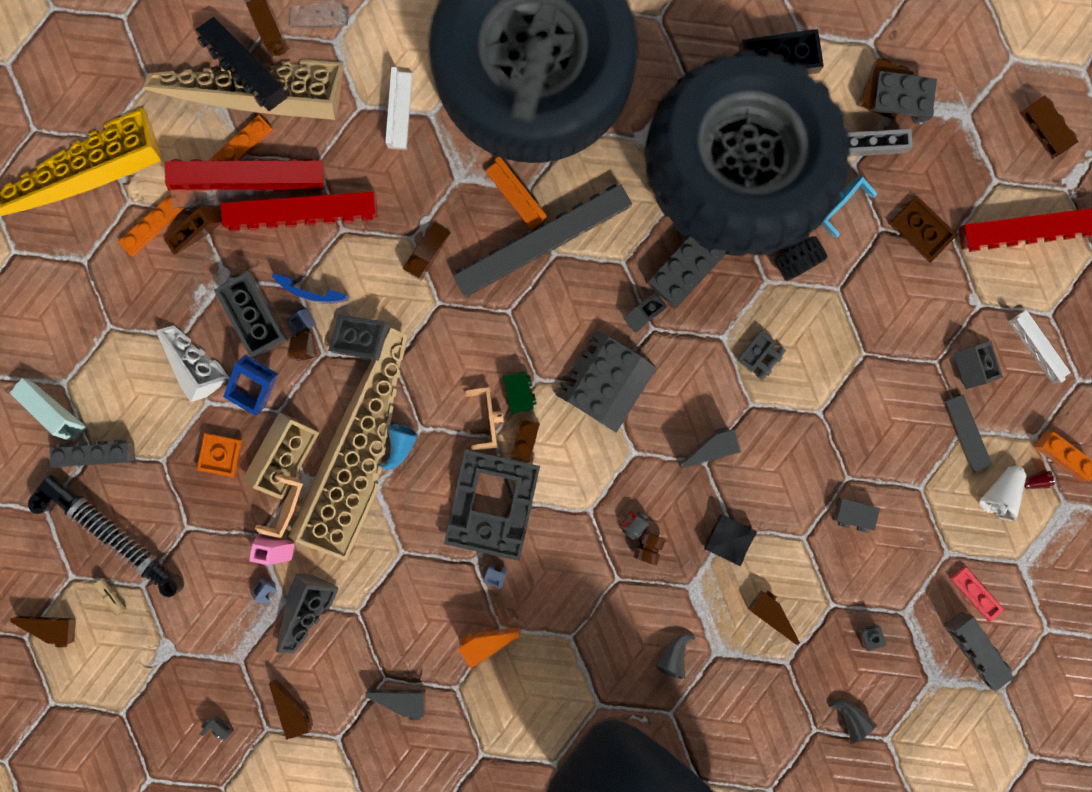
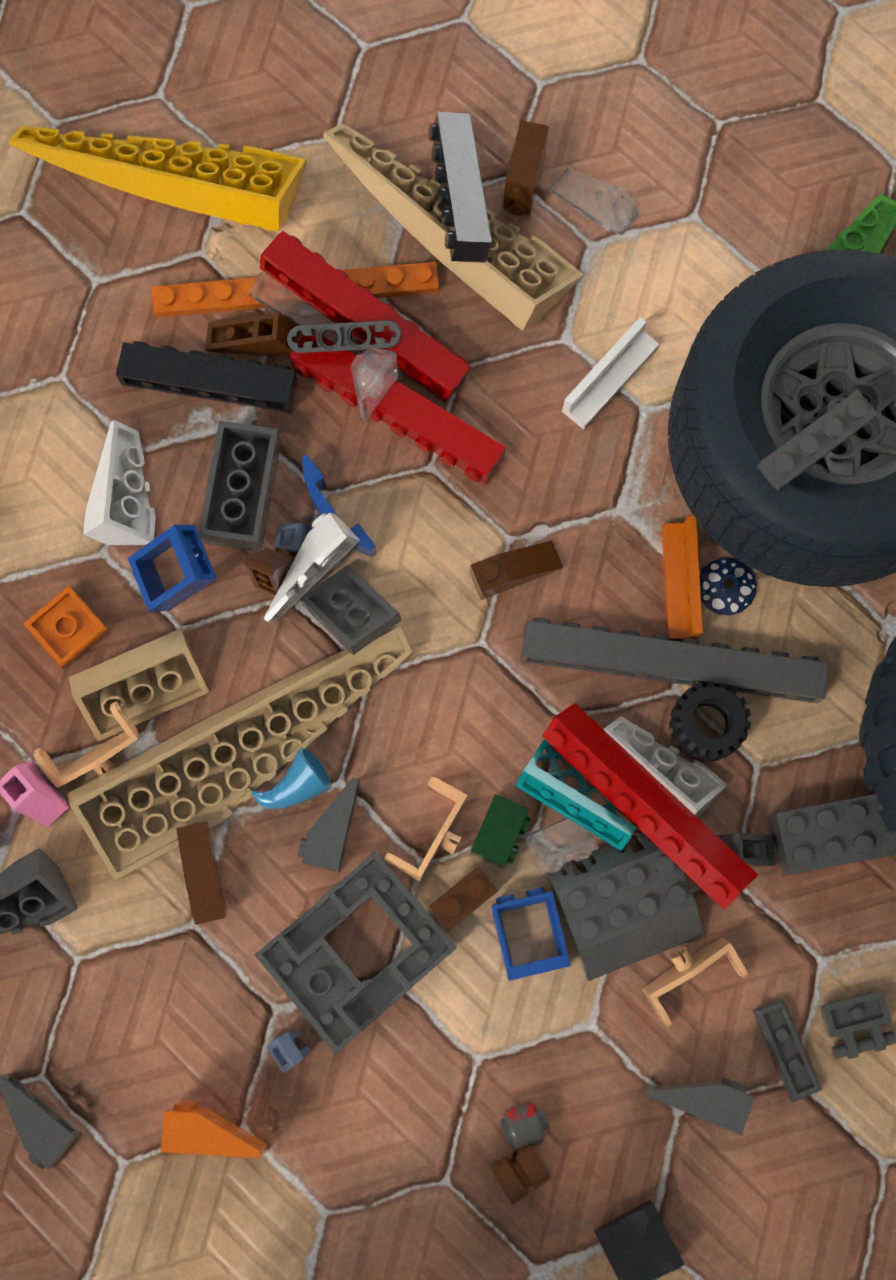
camera: 35 degrees right, 10 degrees down
(187, 269) = (207, 376): none -> black brick
(244, 195) = (344, 333): none -> dark grey beam
(276, 207) = (372, 378): none -> clear slope
(320, 322) = (317, 556): none -> white wedge
(386, 524) = (201, 873): none -> reddish brown slope
(435, 459) = (329, 835): none -> dark grey slope
(546, 350) = (573, 803): none -> teal fence
(548, 186) = (722, 599): none -> dark blue dish
(553, 376) = (559, 844): none -> clear bracket
(582, 325) = (649, 805): none -> red brick
(583, 242) = (725, 702): none -> black tyre
(585, 304) = (688, 781): none -> white wedge
(588, 442) = (533, 897): none -> blue window
(659, 390) = (686, 968): none -> light nougat piece
(736, 393) = (787, 1050): none -> dark grey tile

